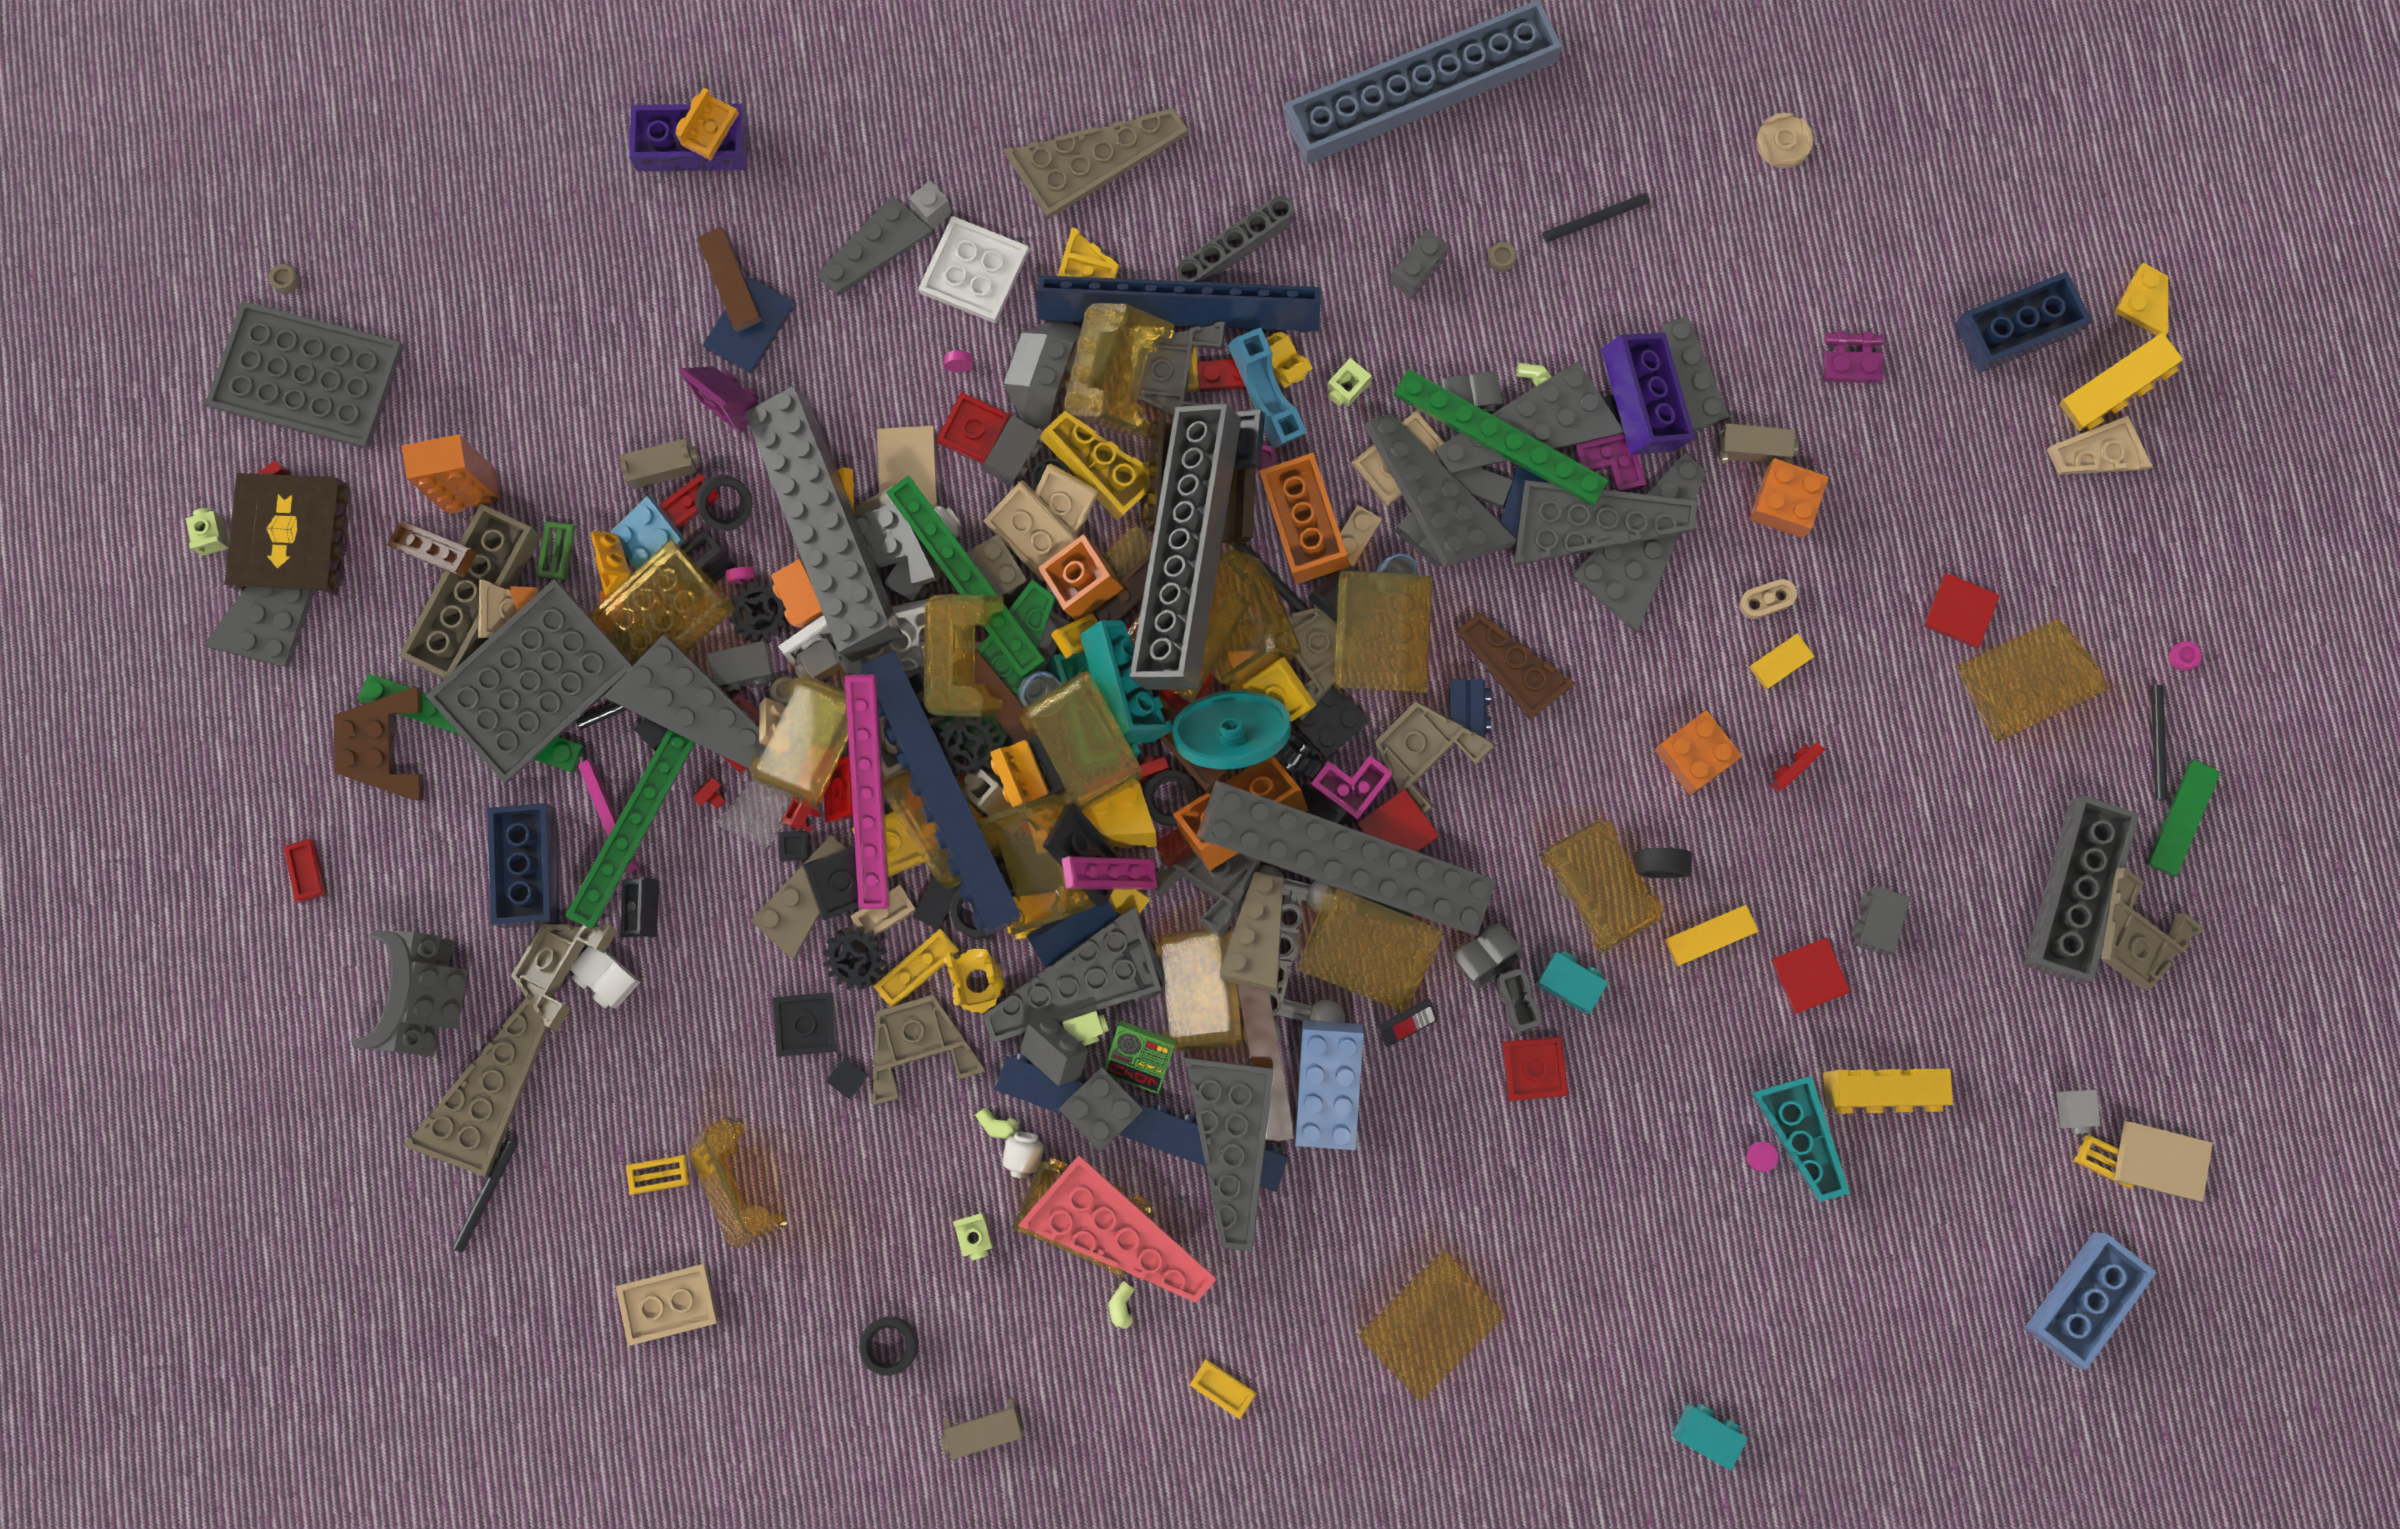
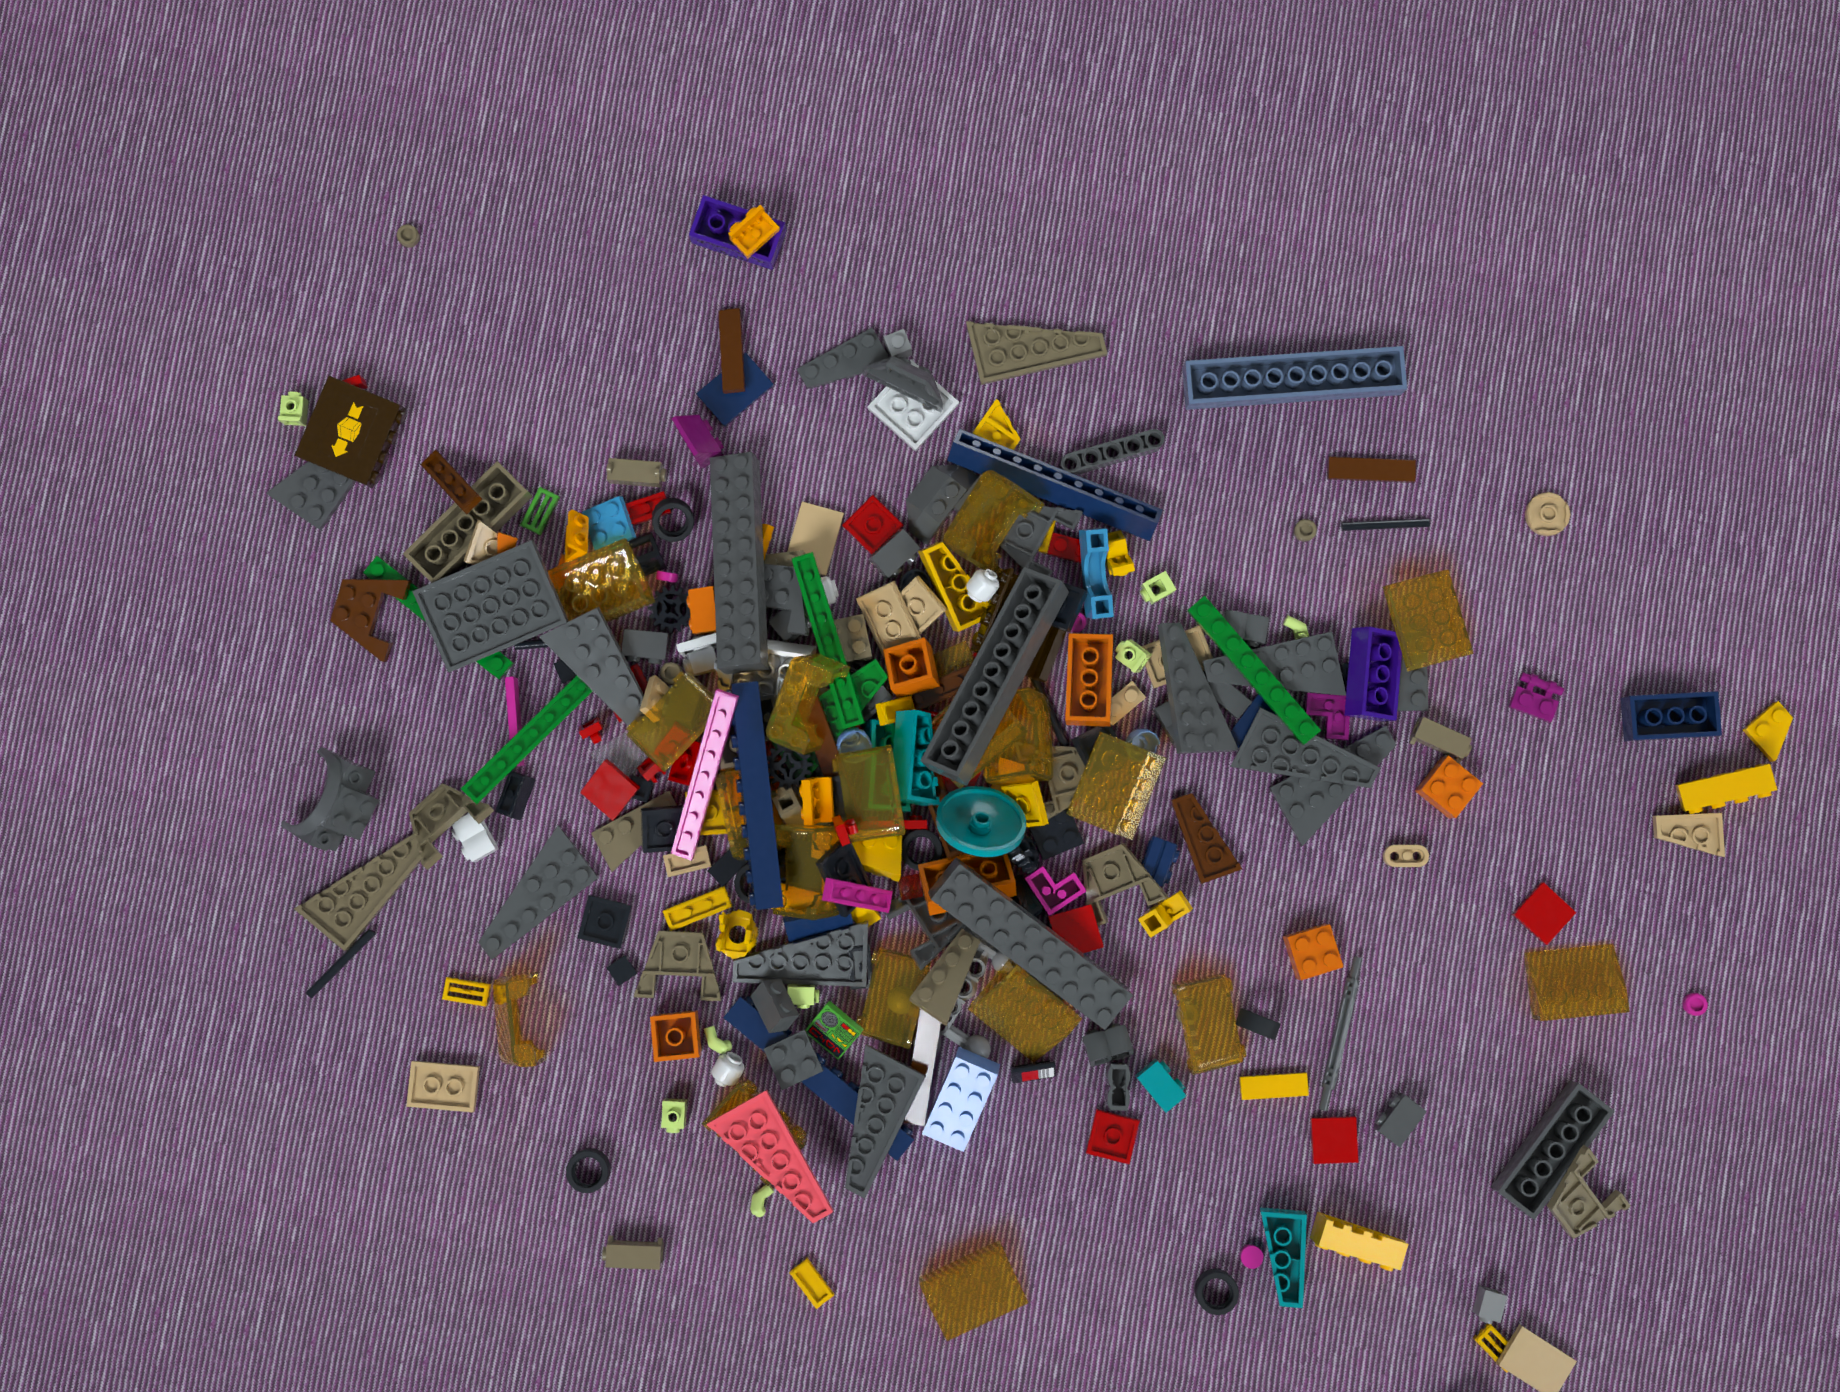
camera: 15 degrees right, 5 degrees up
(304, 375) = (400, 315): dark grey plate -> none
(304, 870) = (286, 684): red tile -> none
(451, 473) = (482, 433): orange brick -> none
(523, 865) = (442, 737): dark blue brick -> none
(716, 1006) = (546, 886): none -> dark grey wing
(756, 858) = (610, 789): none -> red tile
(854, 970) = (651, 893): black gear -> none
(942, 1134) = (675, 1036): none -> orange brick
(954, 239) = (906, 379): none -> dark grey wedge
(958, 361) = (878, 471): dark pink tile -> none
(1063, 793) = (844, 829): none -> red tile
(1132, 445) = (982, 585): none -> white head
(1356, 473) = (1139, 658): none -> yellowish green brick
(1419, 264) = (1241, 516): dark grey brick -> none
(1500, 768) = (1164, 913): none -> yellow brick
(1555, 159) = (1371, 469): none -> reddish brown tile
(1689, 307) = (1428, 620): none -> clear yellow slope
(1750, 1198) = (1233, 1296): none -> black tyre
(1769, 842) = (1340, 1033): none -> dark grey axle
(1781, 661) = (1398, 905): yellow tile -> none
(1804, 758) = (1387, 983): red plate -> none
(2159, 742) = (1651, 1060): black bar -> none
(2183, 818) = (1647, 1122): green tile -> none

